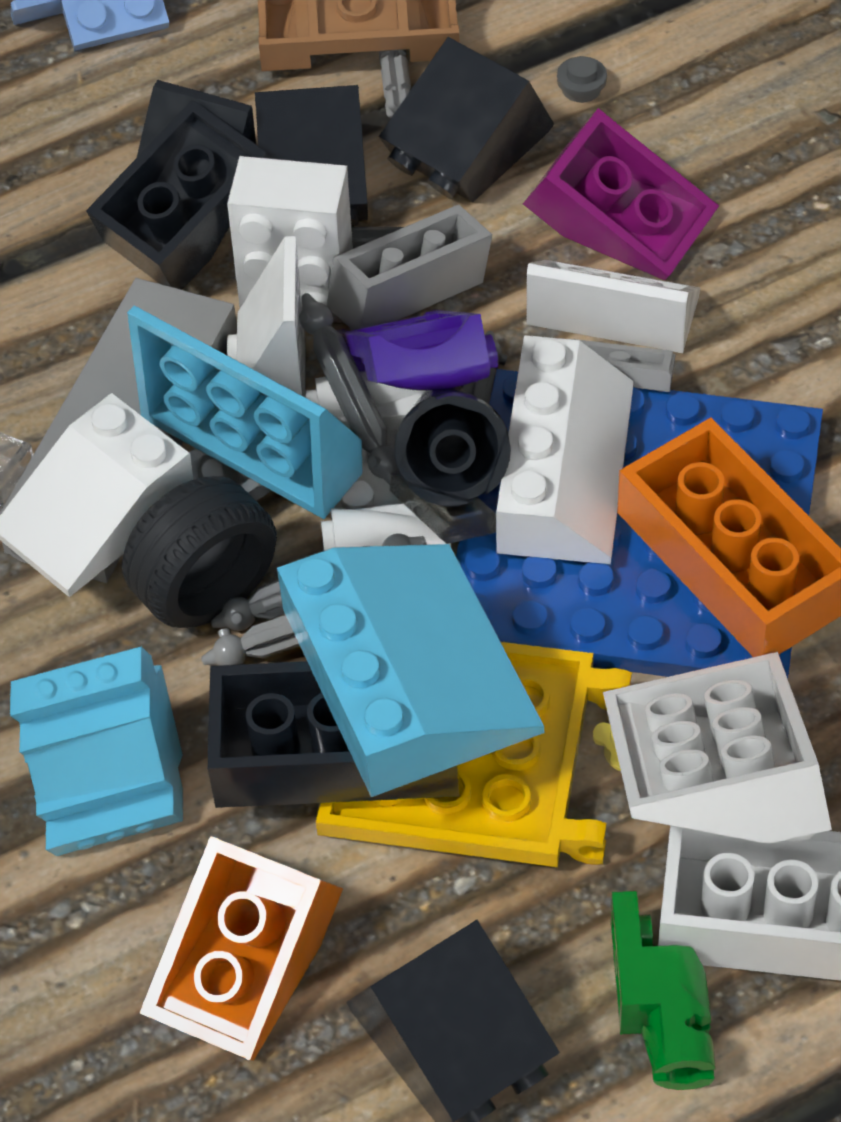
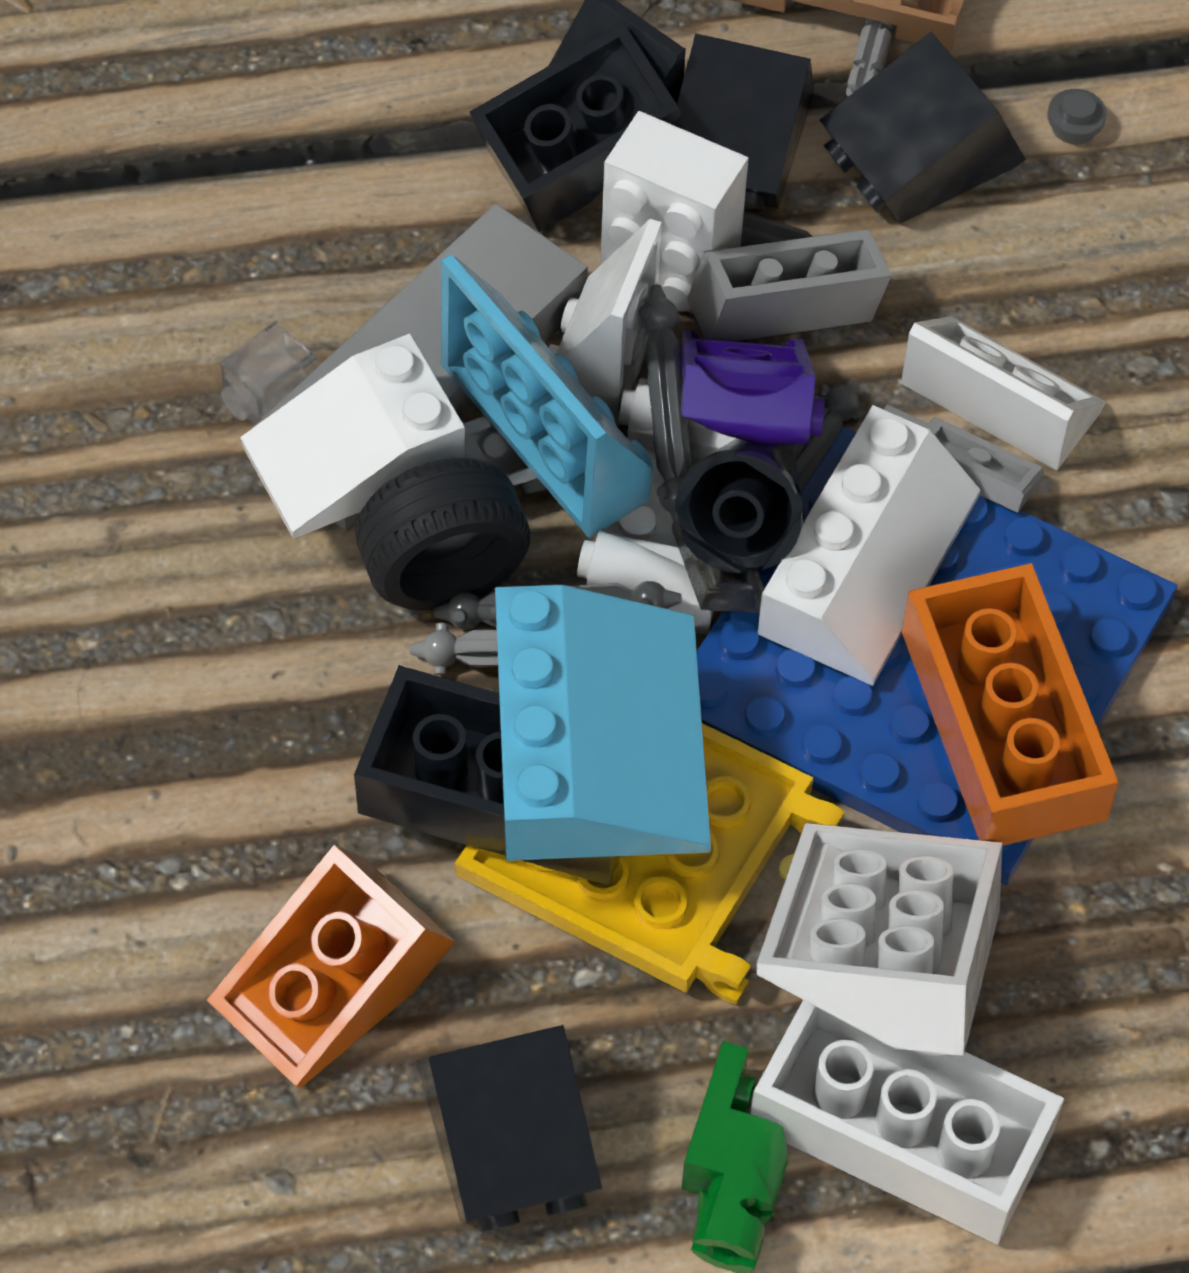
camera: 15 degrees right, 5 degrees up
(100, 749) = (260, 715): medium azure slope -> none
(621, 199) = (1058, 275): magenta slope -> none

